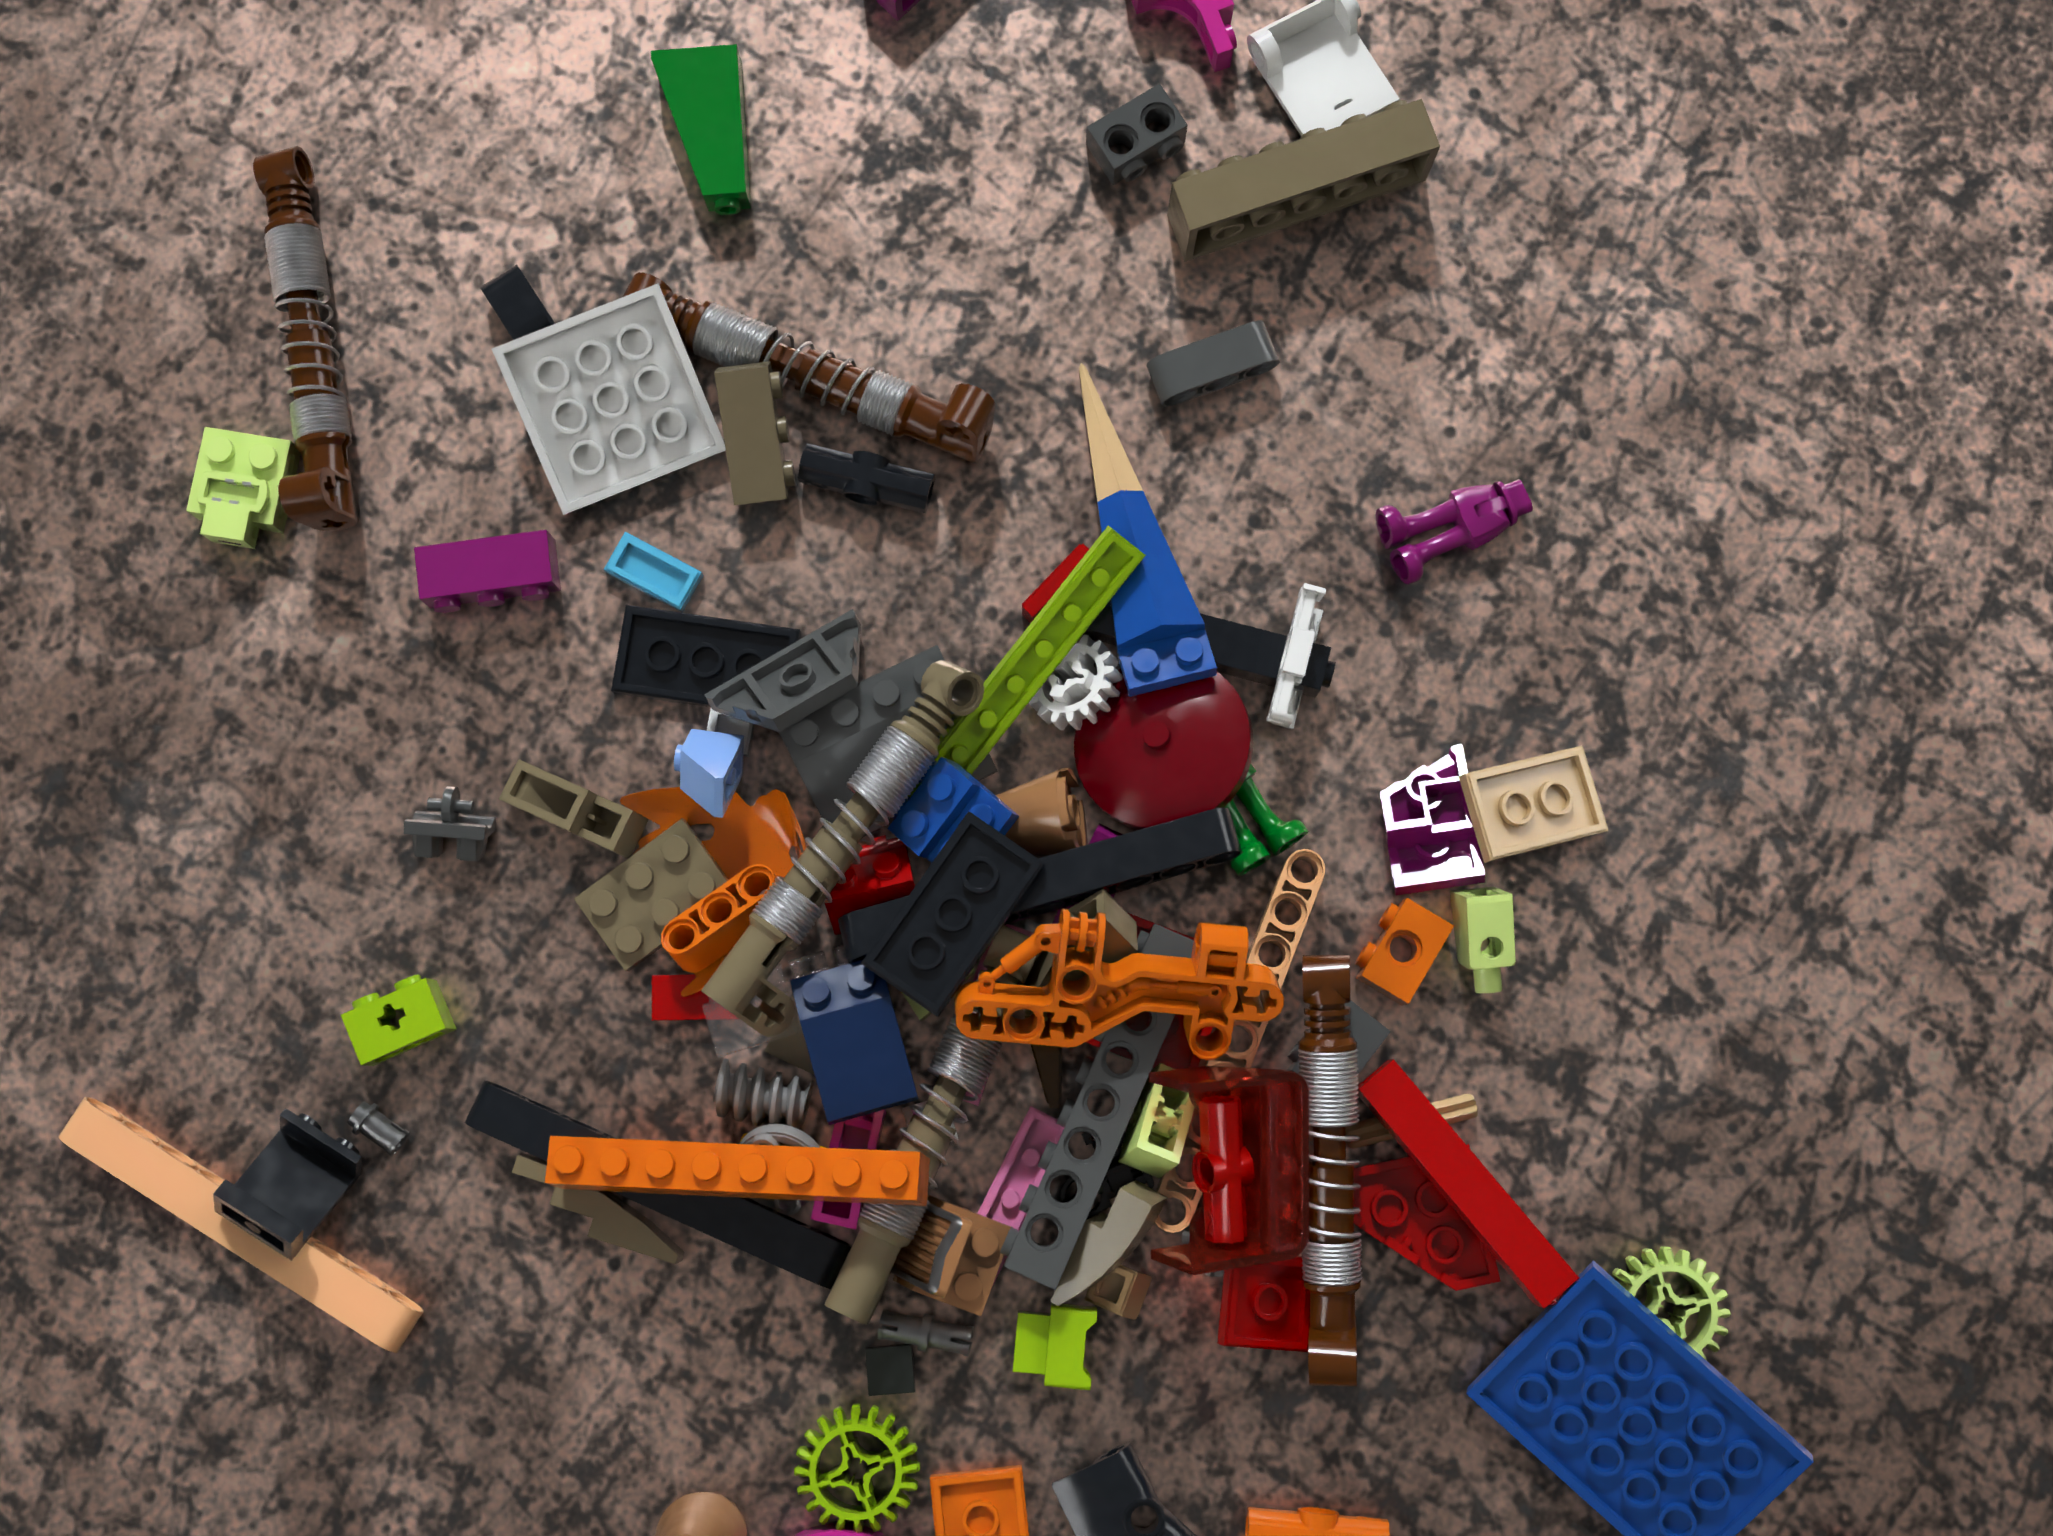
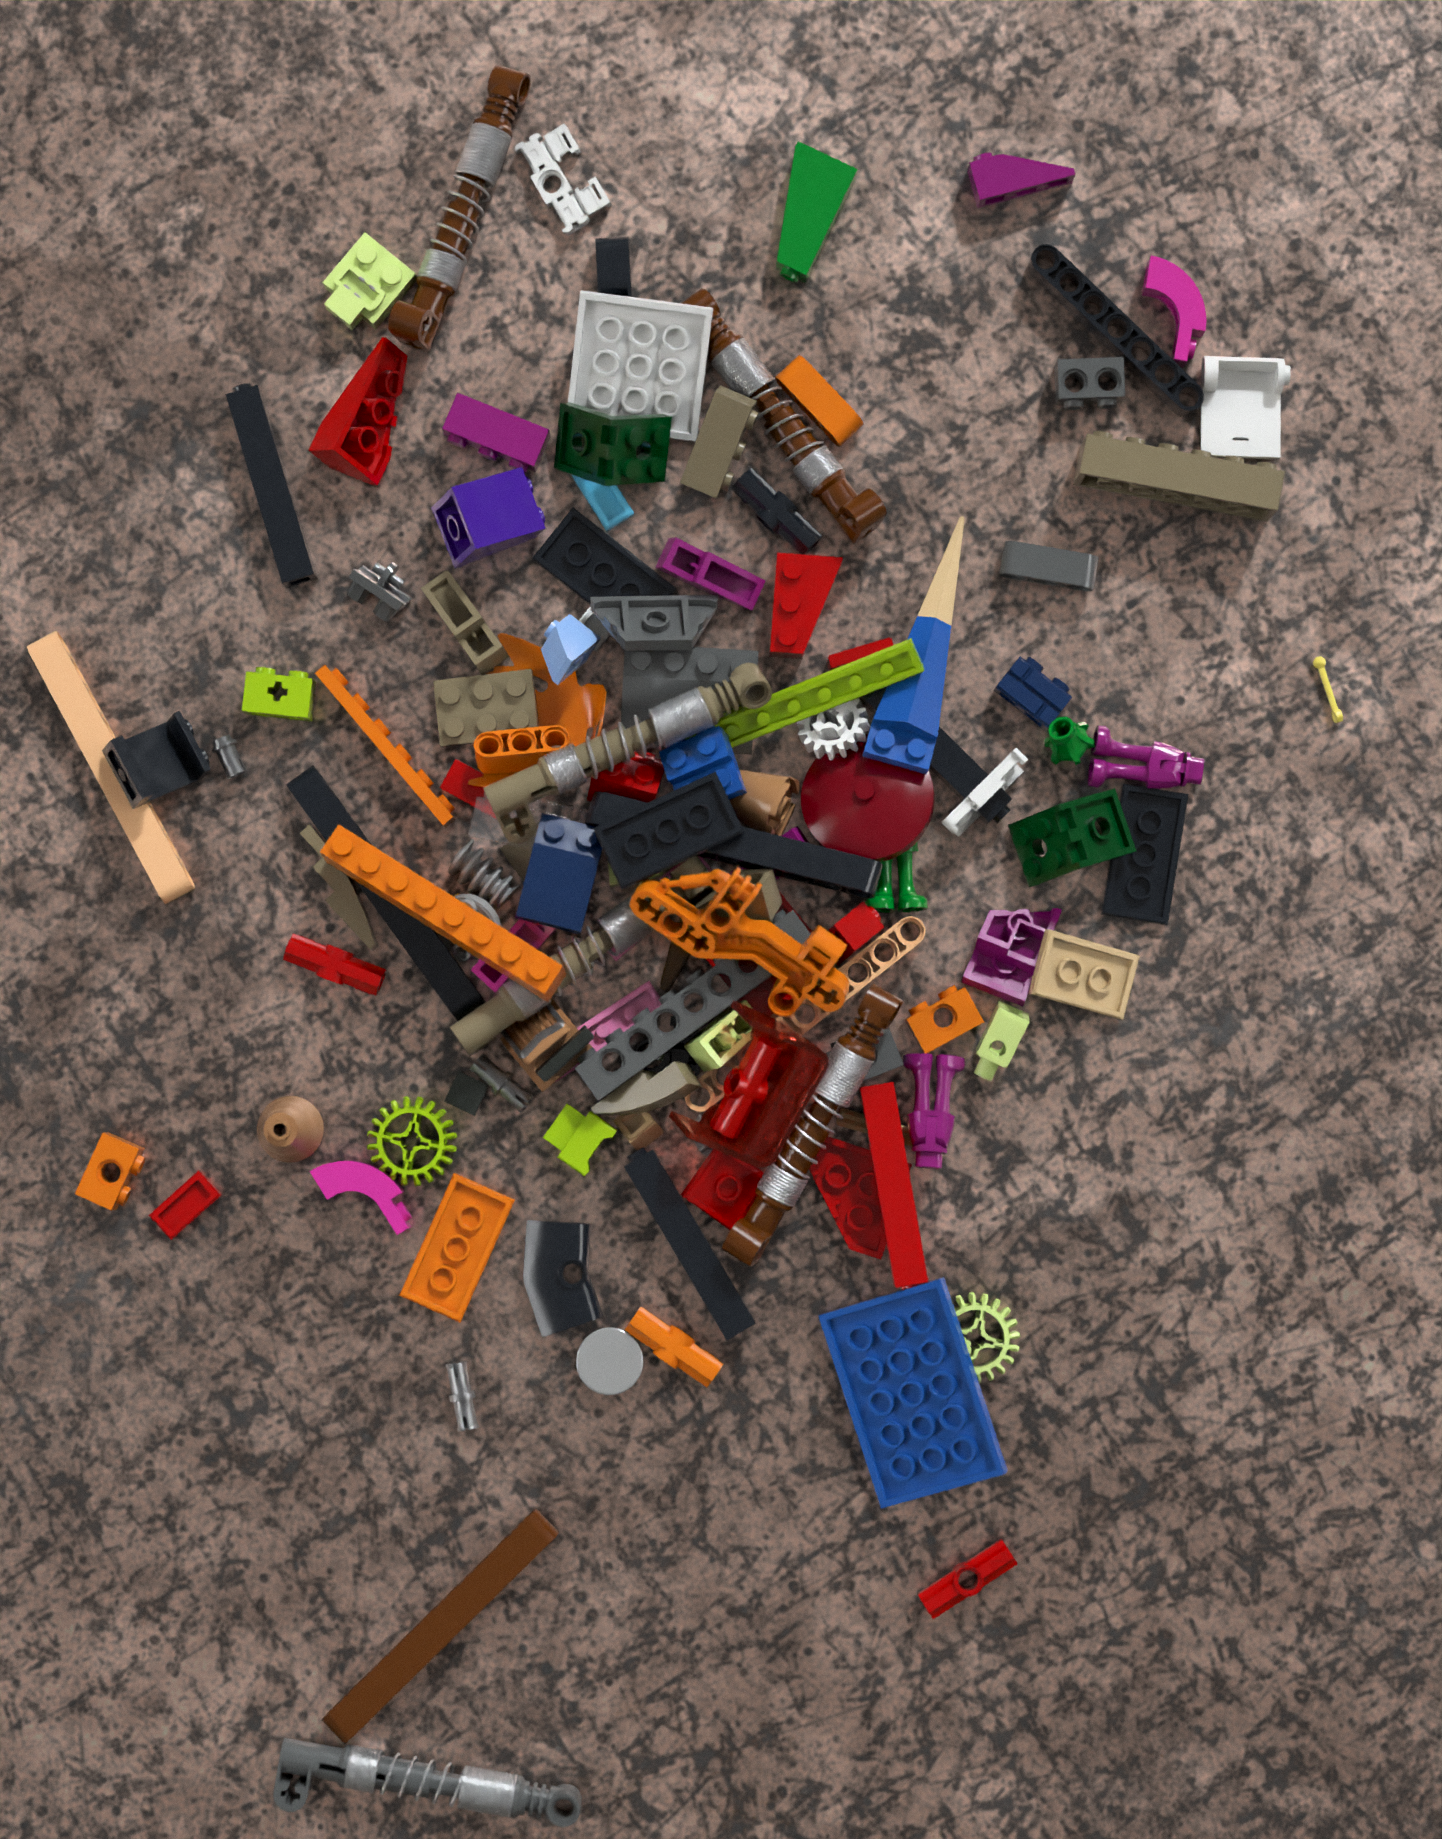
camera: 30 degrees right, 5 degrees up
(254, 779) = (271, 485): none -> black brick
(321, 646) = (359, 424): none -> red wedge
(428, 269) = (568, 206): none -> white piece
(531, 670) = (488, 516): none -> dark purple slope
(542, 998) = (395, 755): none -> orange plate
(630, 506) = (611, 446): none -> dark green bracket
(643, 1306) = (334, 964): none -> red piece
(828, 590) = (710, 573): none -> magenta slope
(842, 326) = (819, 400): none -> orange beam
(949, 561) = (799, 598): none -> red wedge
(982, 1256) = (564, 1054): none -> pearl dark grey tile
(1117, 48) = (1110, 315): none -> black beam
(1242, 899) = (856, 929): none -> red slope
(1262, 1397) = (689, 1243): none -> black brick
(1281, 514) = (1033, 692): none -> dark blue brick
(1353, 545) = (1068, 740): none -> green rock
(1424, 653) = (1071, 837): none -> dark green bracket
(1466, 1091) = (927, 1128): none -> magenta piece
(1516, 627) = (1143, 882): none -> black tile
(1634, 346) = (1336, 714): none -> light yellow hinge

